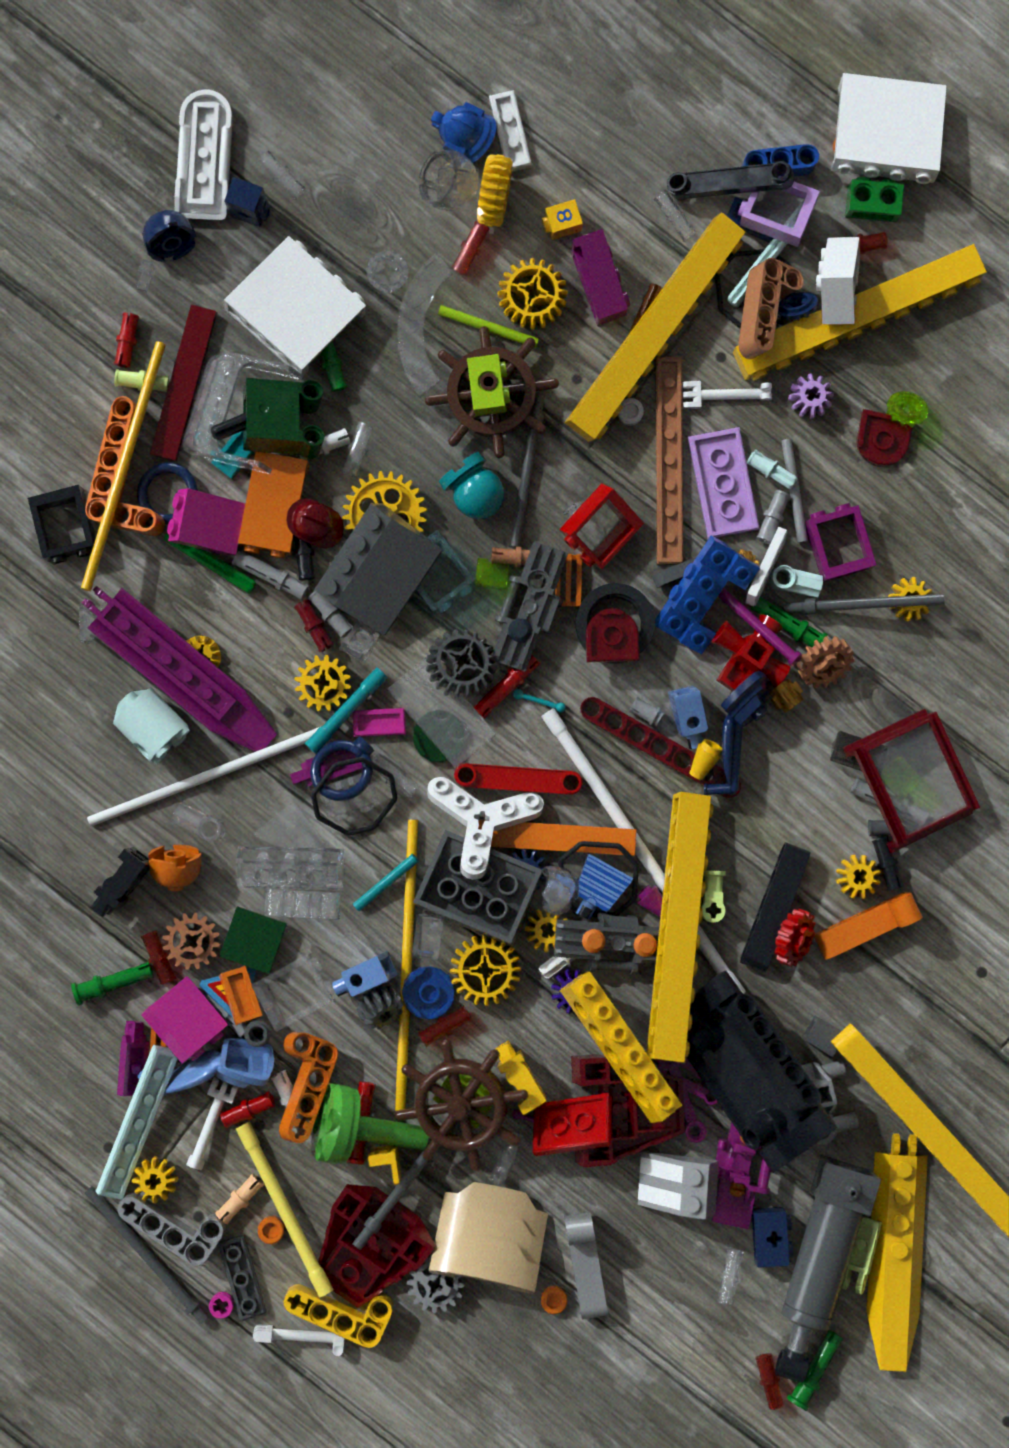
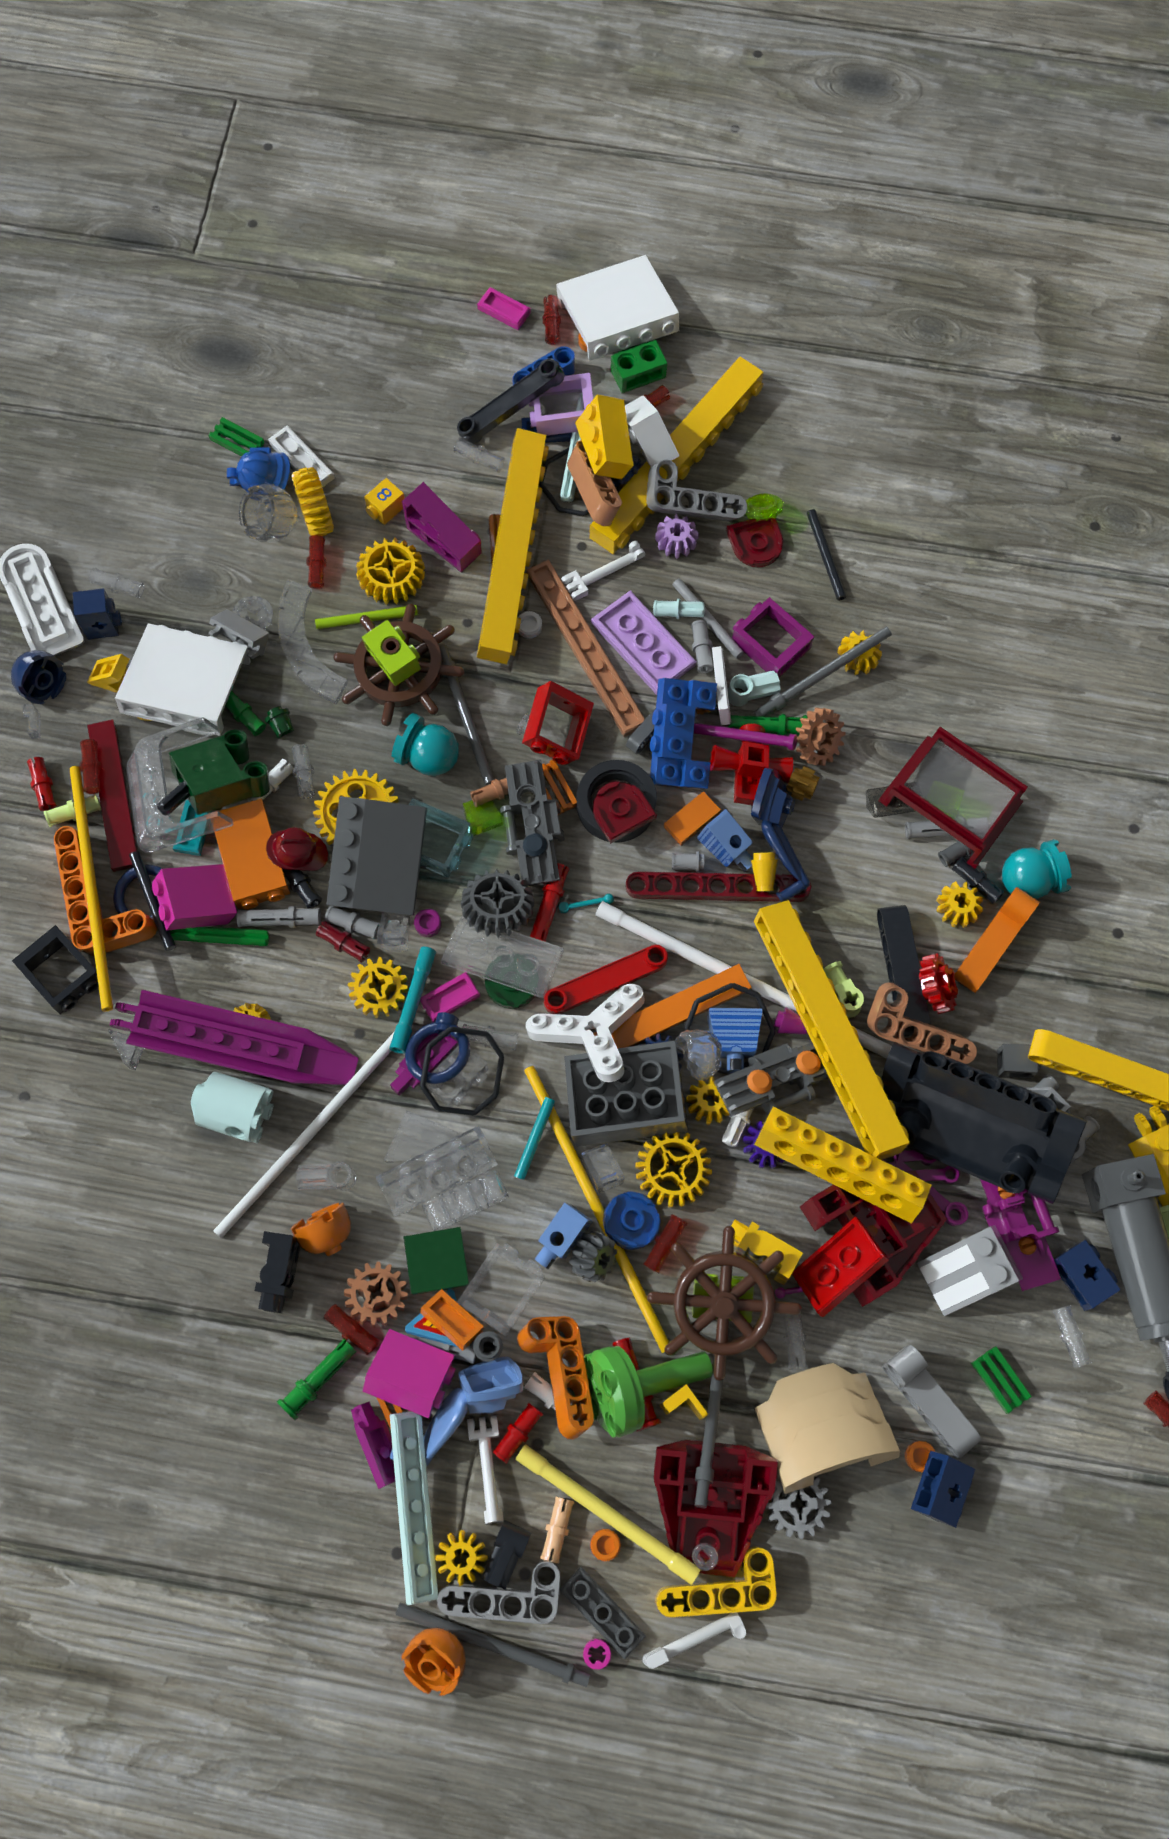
camera: 25 degrees left, 15 degrees down
(95, 1245) = (434, 1661): none -> orange cylinder
(171, 490) = (151, 899): none -> black bar
(174, 349) = (90, 766): none -> clear red pin
(194, 1193) = (508, 1549): none -> black piece
(233, 264) = (109, 672): none -> yellow slope
(335, 1284) = (708, 1550): none -> clear hinge
(360, 391) = (279, 721): none -> dark green hose
(367, 285) = (240, 631): none -> light grey hinge
(394, 646) = (427, 923): none -> magenta tile
(449, 60) = (234, 428): none -> green tile
(554, 1335) = (943, 1489): none -> dark blue brick
(654, 1300) = (1016, 1401): none -> green tile
(673, 673) = (692, 818): none -> orange tile
(756, 971) = (922, 1031): none -> nougat beam
(782, 67) = (503, 308): none -> dark pink tile
(794, 272) = (606, 436): none -> yellow wedge
(820, 104) = (551, 319): none -> clear red pin
(847, 373) = (696, 498): none -> light grey beam
(939, 485) = (826, 554): none -> black piece
(939, 886) = (1037, 870): none -> teal tile

